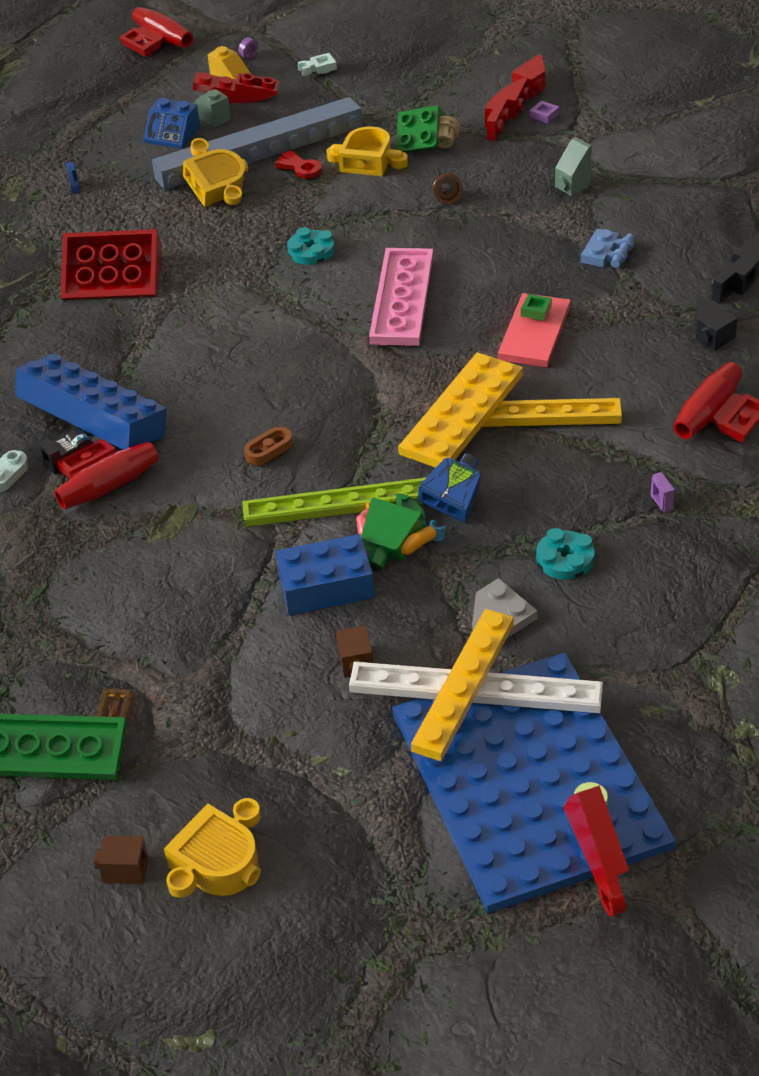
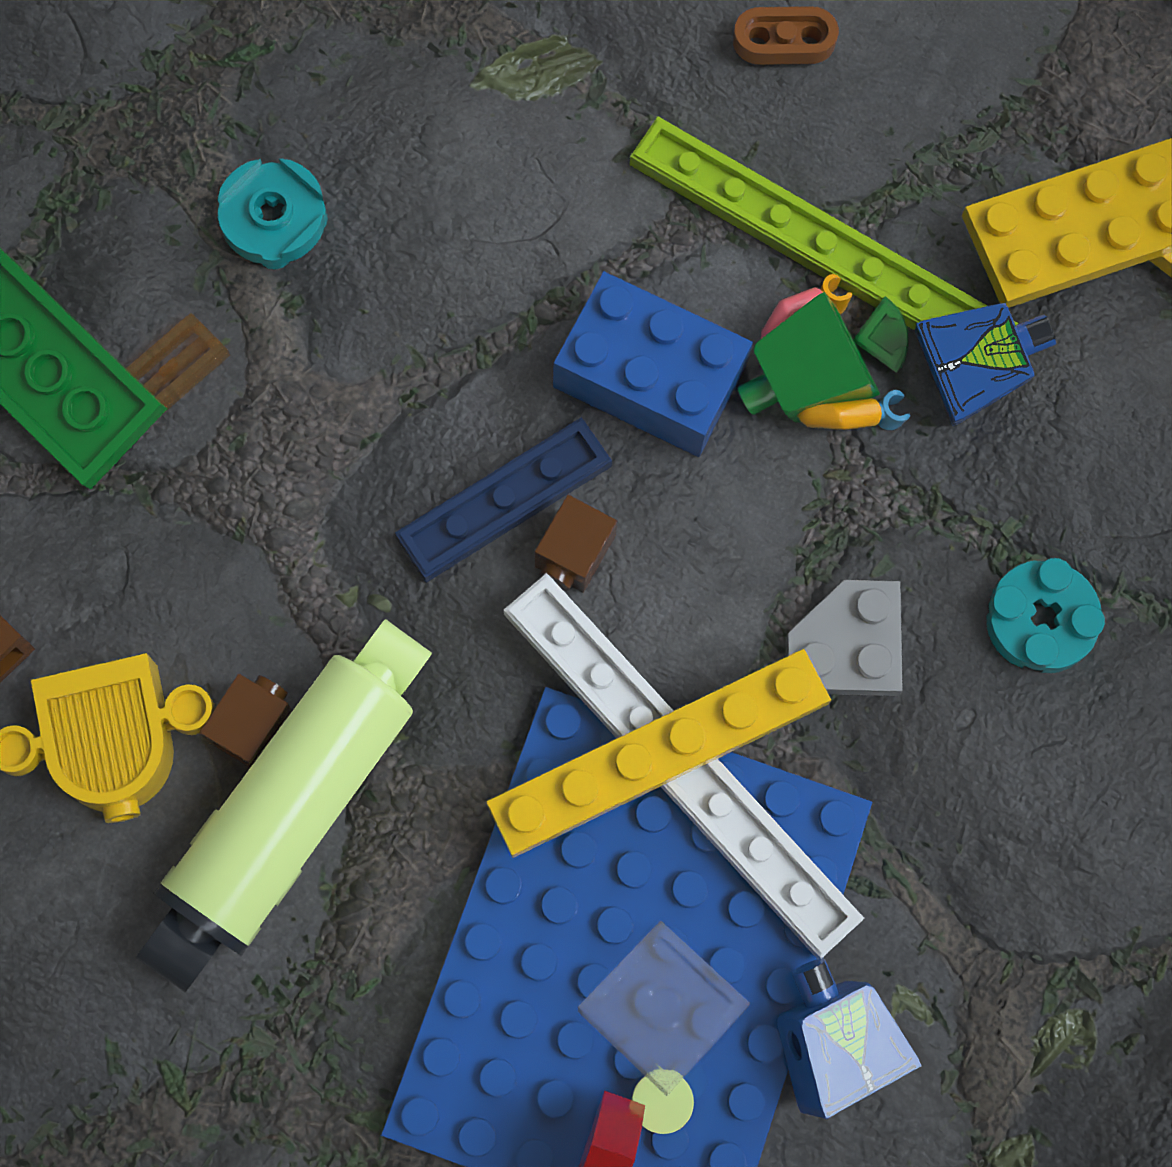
camera: 30 degrees right, 30 degrees up
(105, 645) = (272, 241): none -> teal plate
(276, 804) = (247, 718): none -> reddish brown brick
(307, 663) = (503, 499): none -> dark blue tile
(324, 817) = (283, 807): none -> yellowish green piece
(556, 765) = (663, 1008): none -> clear tile
(636, 727) = (840, 1042): none -> torso

